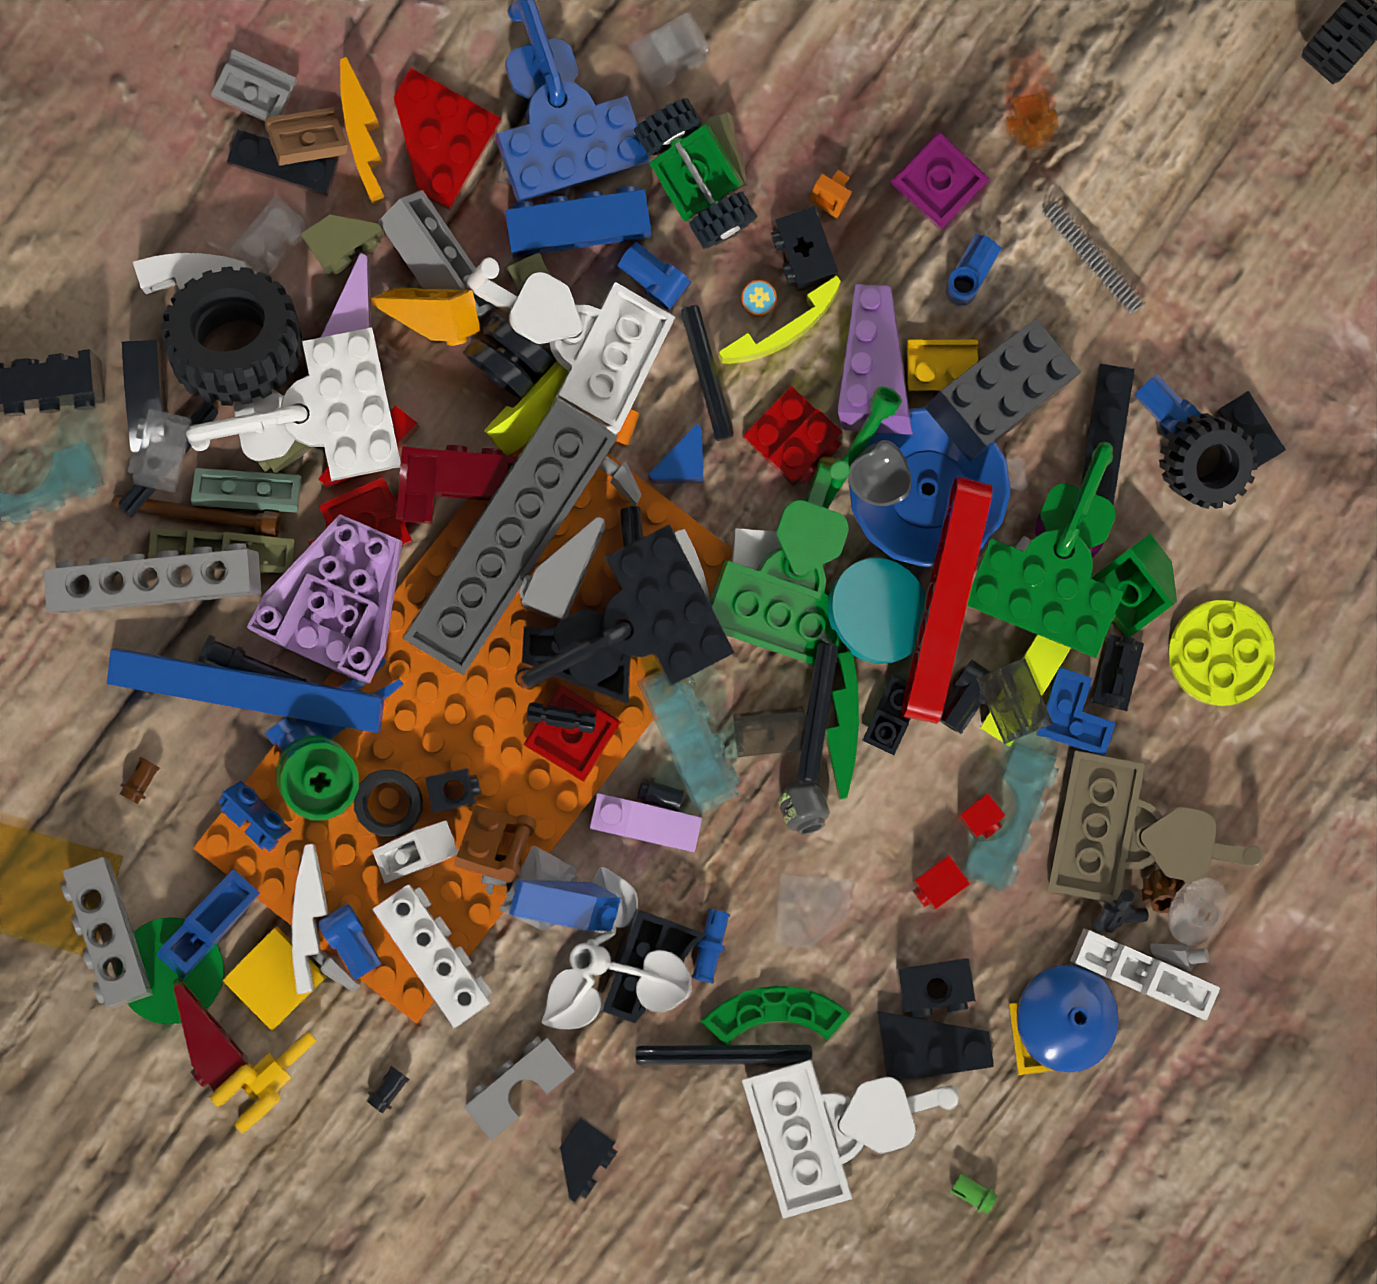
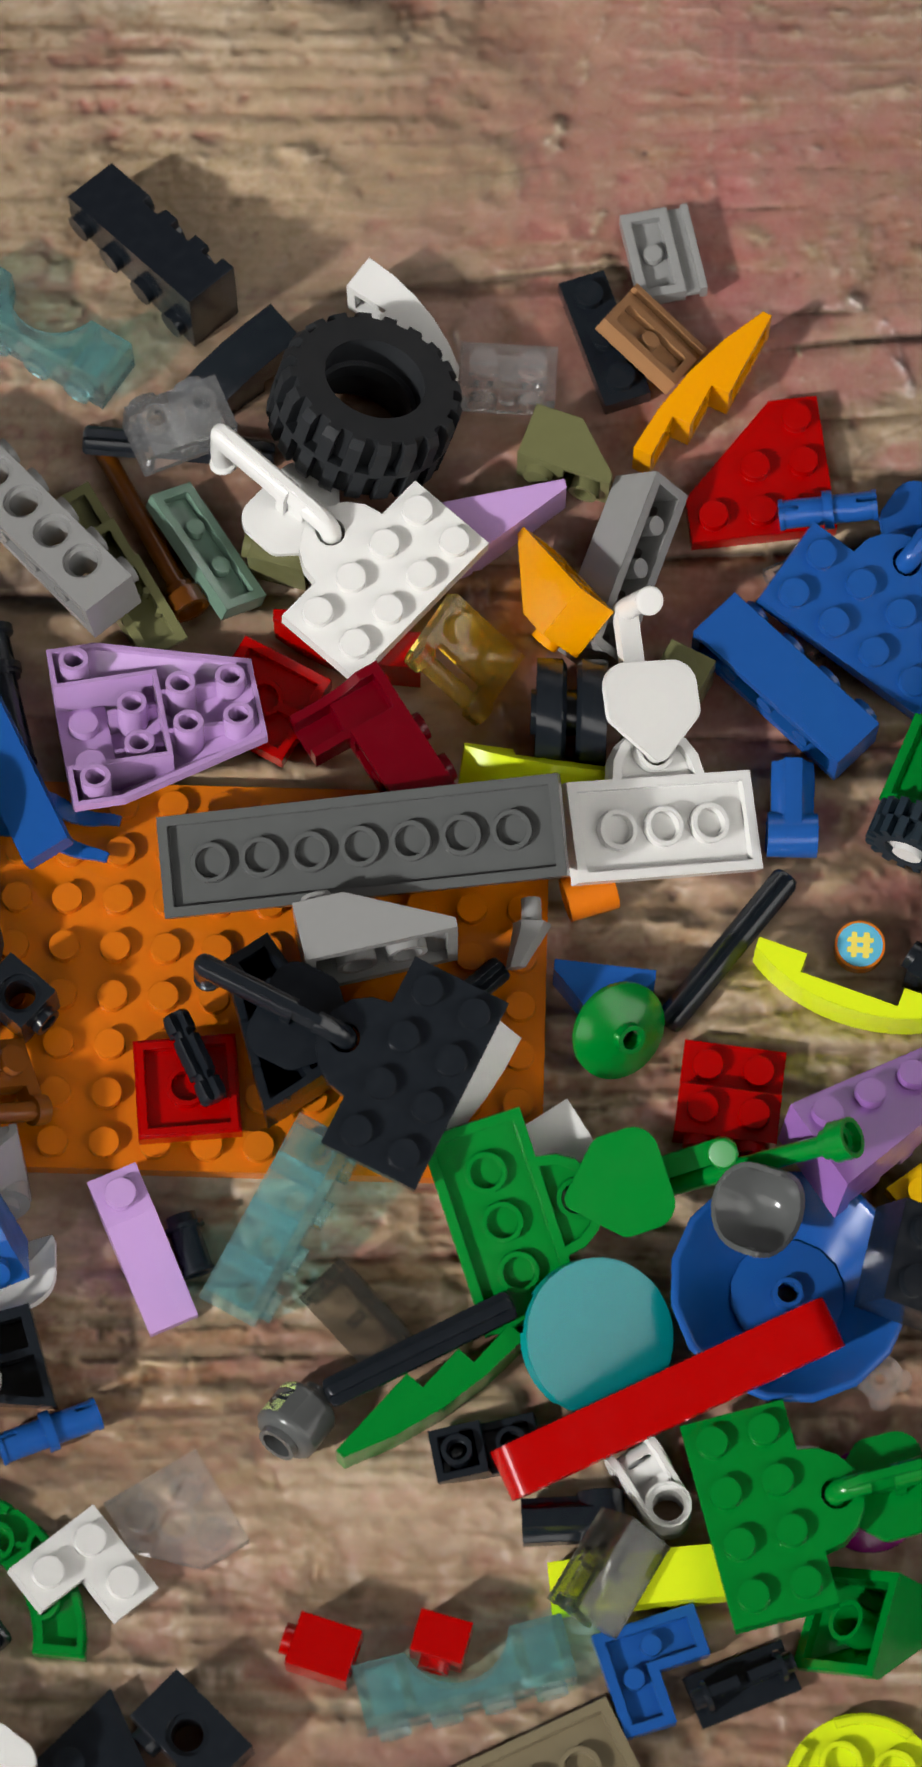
camera: 55 degrees right, 15 degrees down
(426, 381) = (473, 648): none -> clear yellow plate
(491, 117) = (828, 509): none -> blue pin
(713, 469) = (605, 1022): none -> green dish
(795, 973) = (86, 1554): none -> white plate
(977, 642) = (648, 1479): none -> white piece

